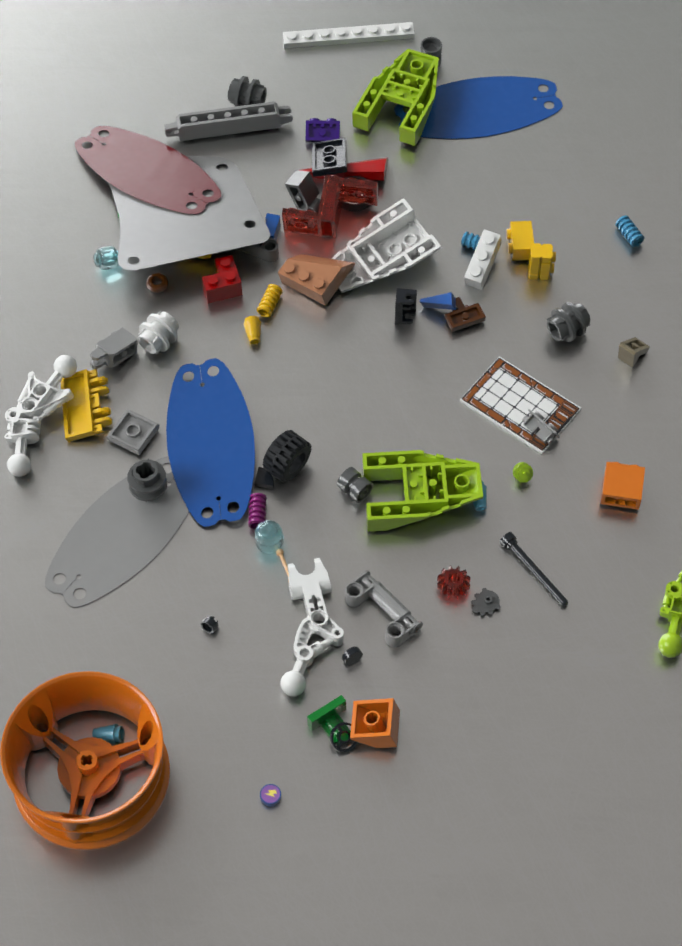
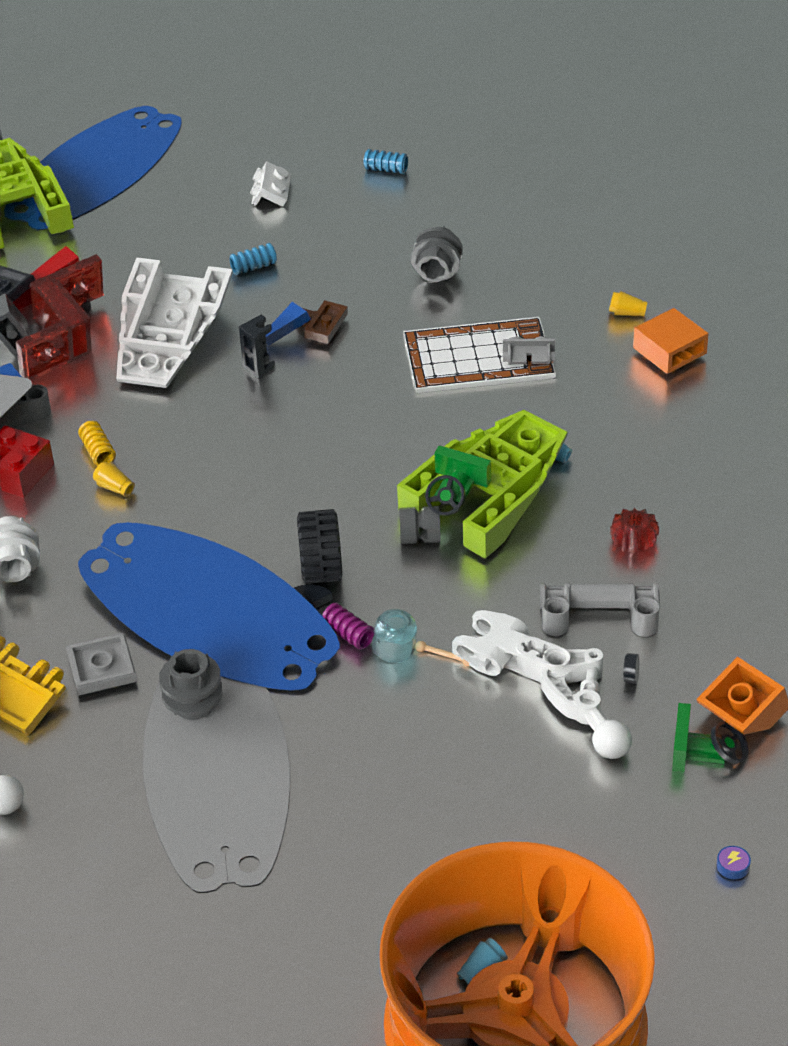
camera: 45 degrees left, 15 degrees down
(209, 624) = (448, 766): black hinge -> none
(314, 276) = (121, 390): nougat wedge -> none
(386, 479) = (459, 475): none -> green piece
(482, 259) = (283, 261): white brick -> none
(485, 602) = (684, 526): dark grey piece -> none
(509, 541) = (636, 461): black piece -> none
(520, 239) = (296, 227): yellow brick -> none
(523, 472) = (565, 397): lime wheel -> none
(541, 261) = (342, 228): yellow brick -> none
(549, 198) = (271, 183): none -> white bracket
(631, 350) = (524, 244): dark tan slope -> none
(634, 440) = (627, 305): none -> yellow cone

